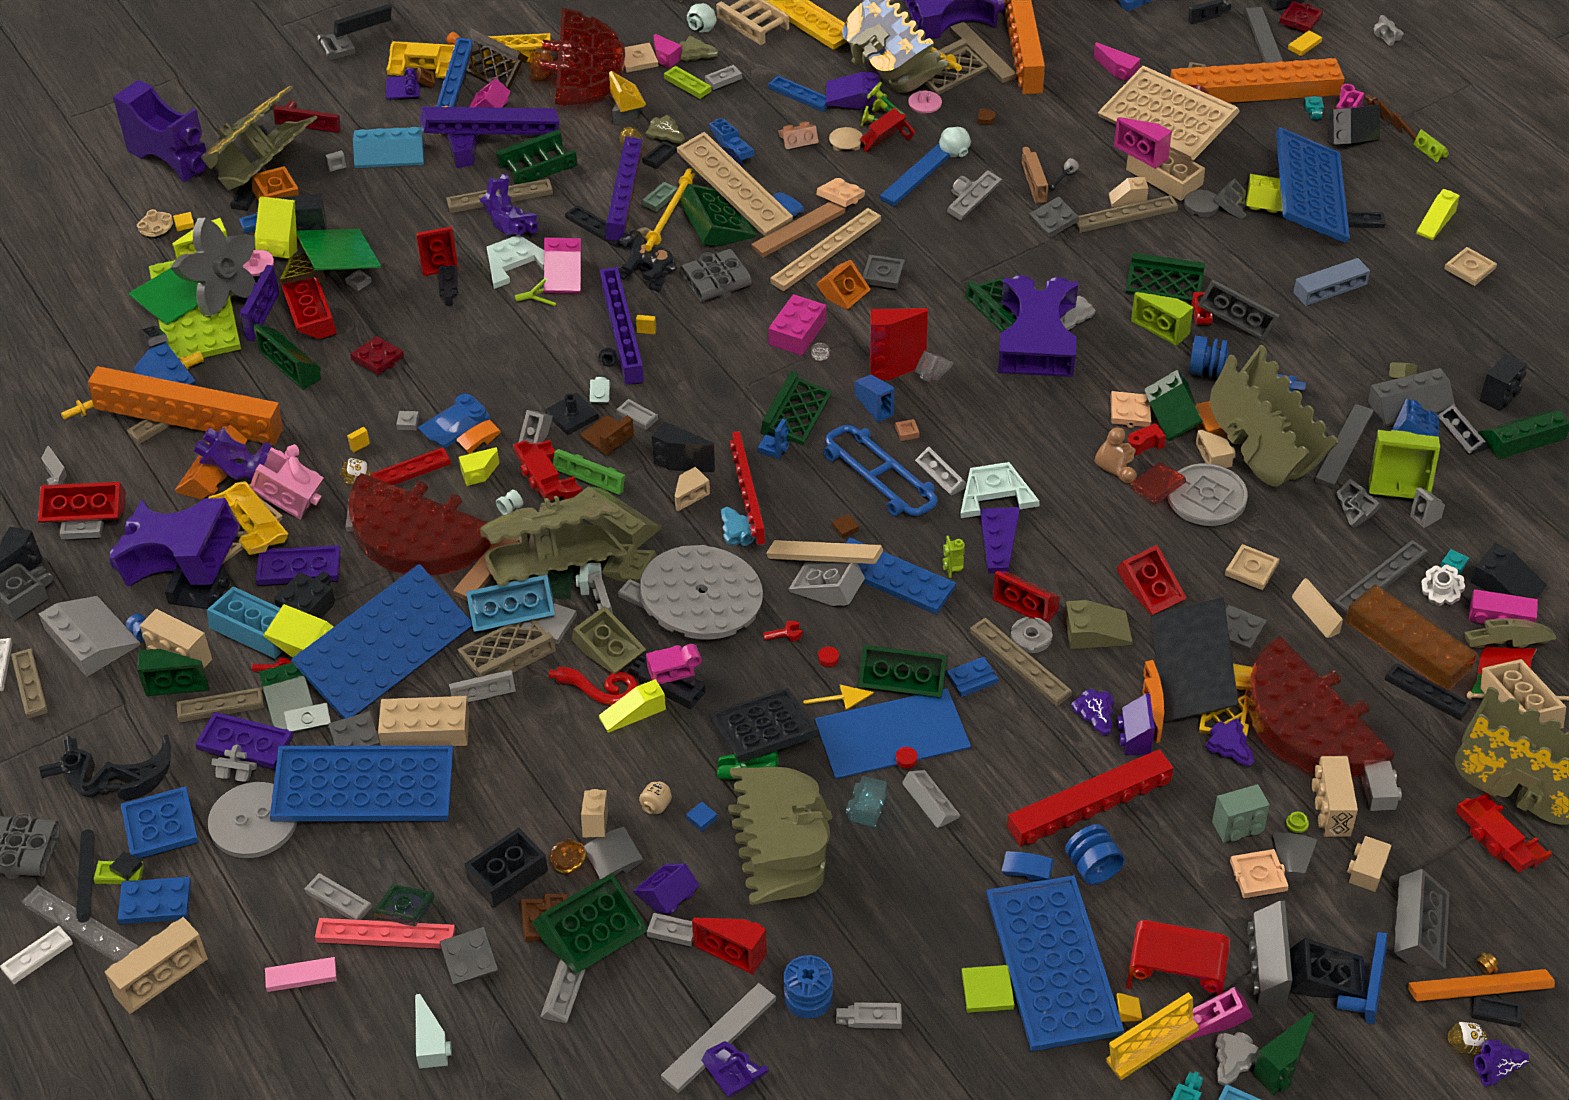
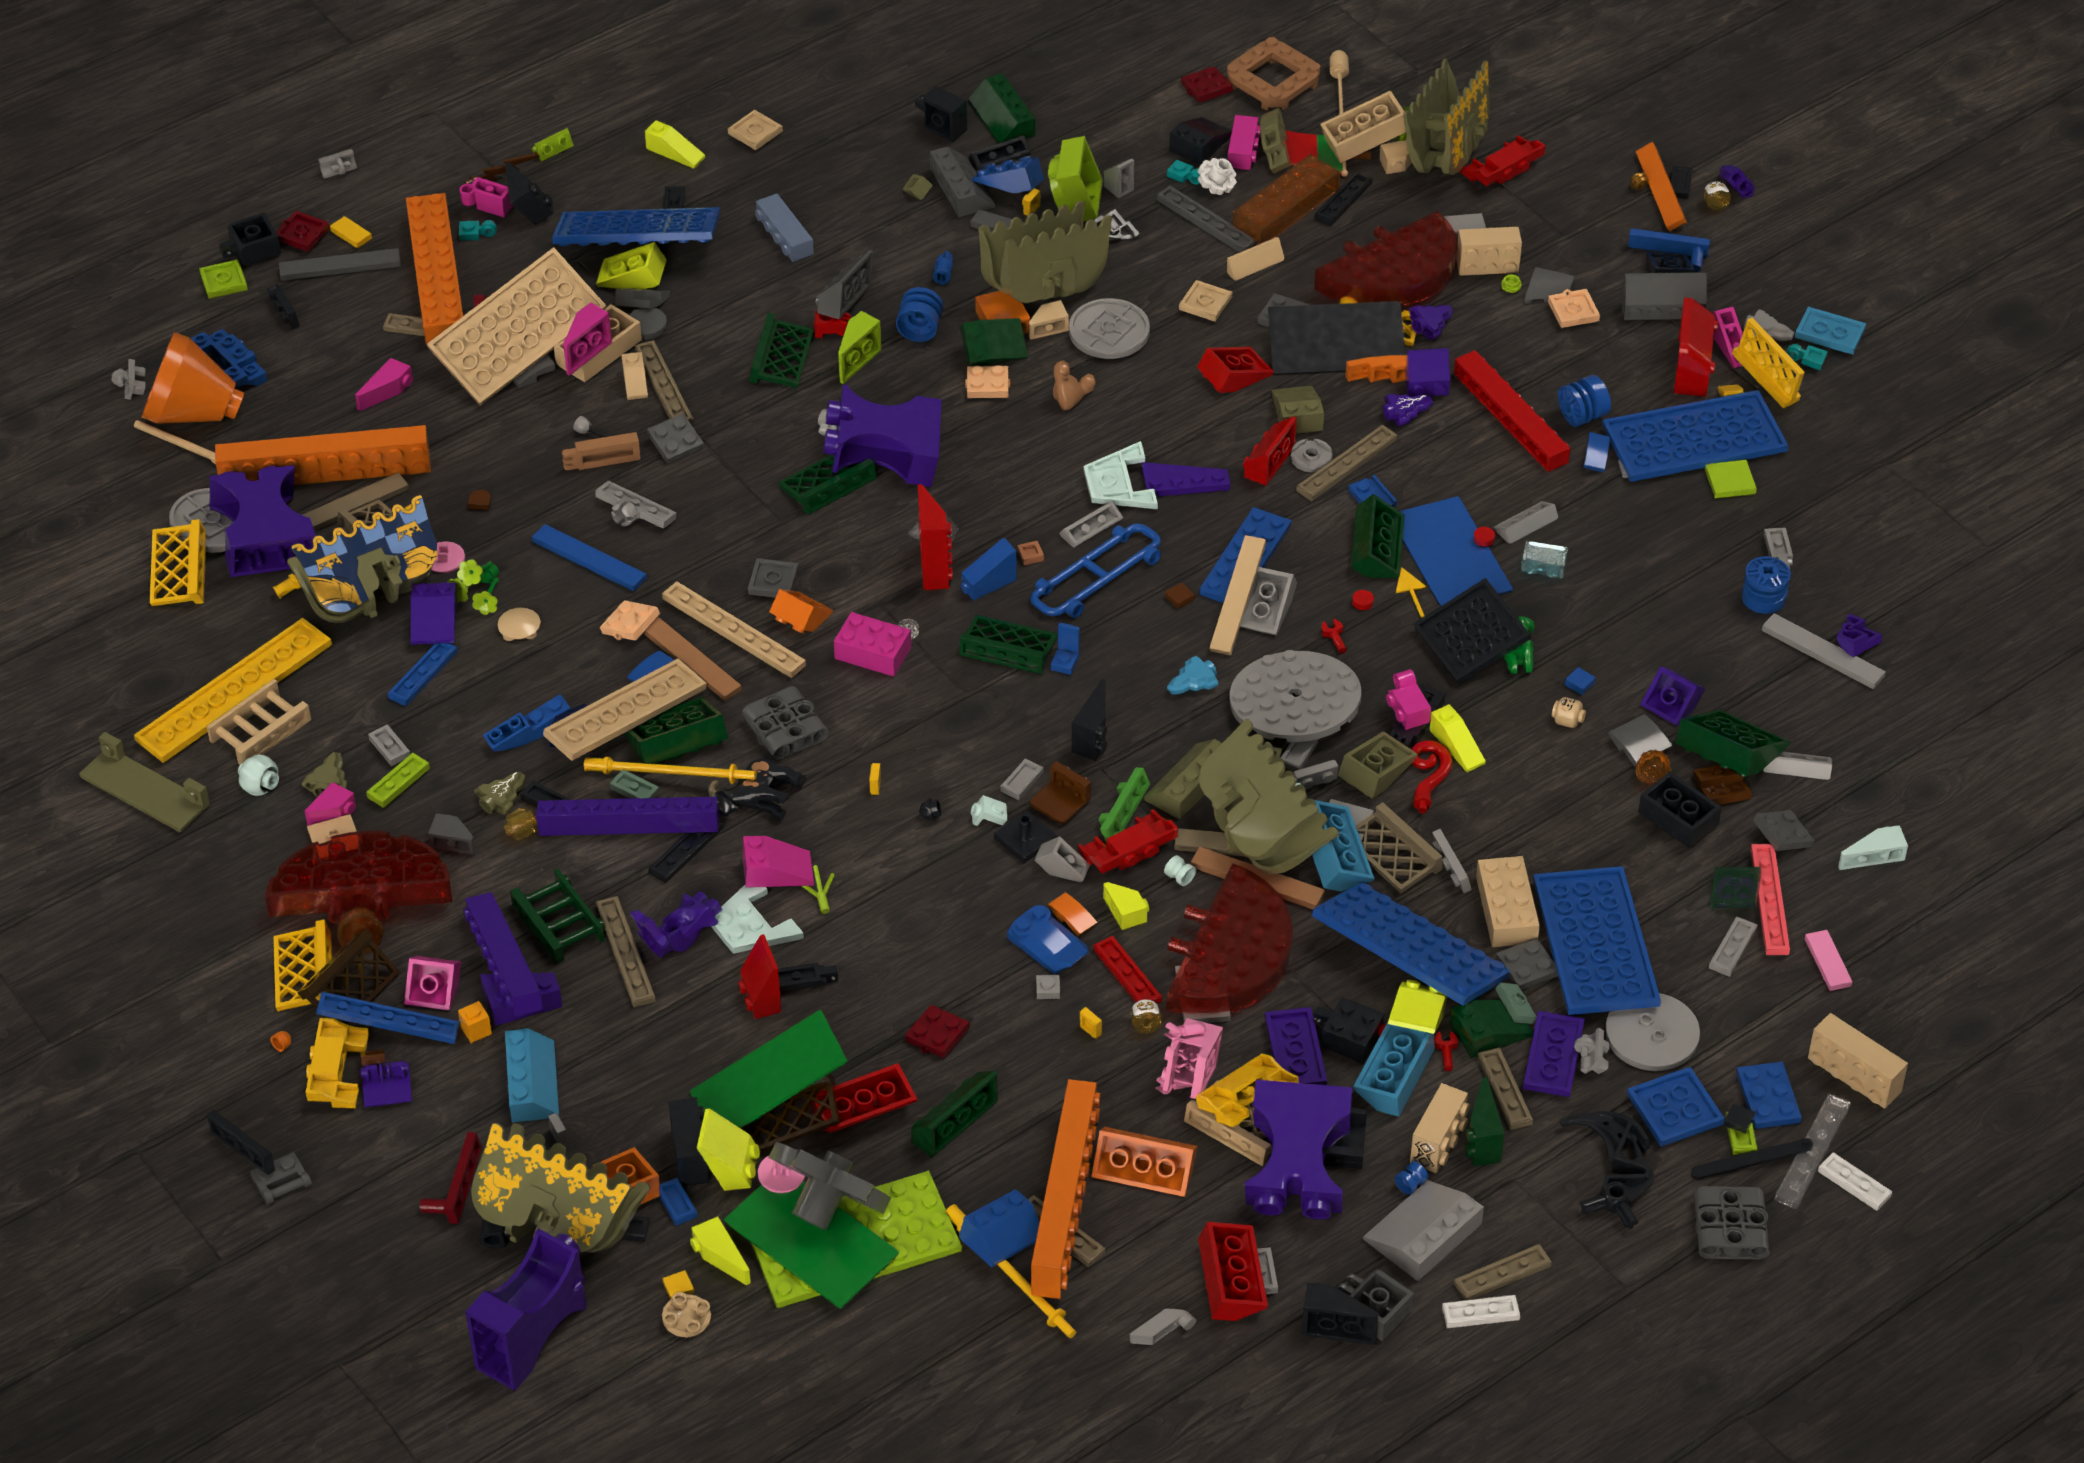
camera: 95 degrees left, 0 degrees up
(153, 335) = (935, 1250): black tile -> none
(224, 450) = (1158, 1113): dark purple hips -> none
(259, 302) = (866, 1151): dark purple plate -> none
(594, 813) = (1604, 748): tan brick -> none
(621, 326) = (883, 796): dark purple brick -> none
(625, 93) = (449, 823): yellow slope -> none
(670, 929) = (1718, 689): light grey plate -> none
(691, 488) = (1142, 719): tan slope -> none
(732, 941) = (1732, 632): red slope -> none
(748, 491) = (1146, 662): red plate -> none
(783, 832) = (1631, 597): olive animal -> none
(799, 136) = (511, 665): nougat bracket -> none
(884, 127) = (524, 578): red piece -> none
(954, 556) = (1229, 501): lime hinge -> none
(955, 141) = (536, 519): light aqua plant -> none
(1147, 438) = (1035, 370): red leg -> none
(1158, 482) = (1101, 358): clear red tile -> none
(1240, 813) = (1520, 309): sand green brick -> none
(1281, 1056) = (1763, 289): dark green slope -> none
(1369, 863) = (1551, 240): tan brick -> none
(1422, 921) = (1604, 214): dark grey slope -> none

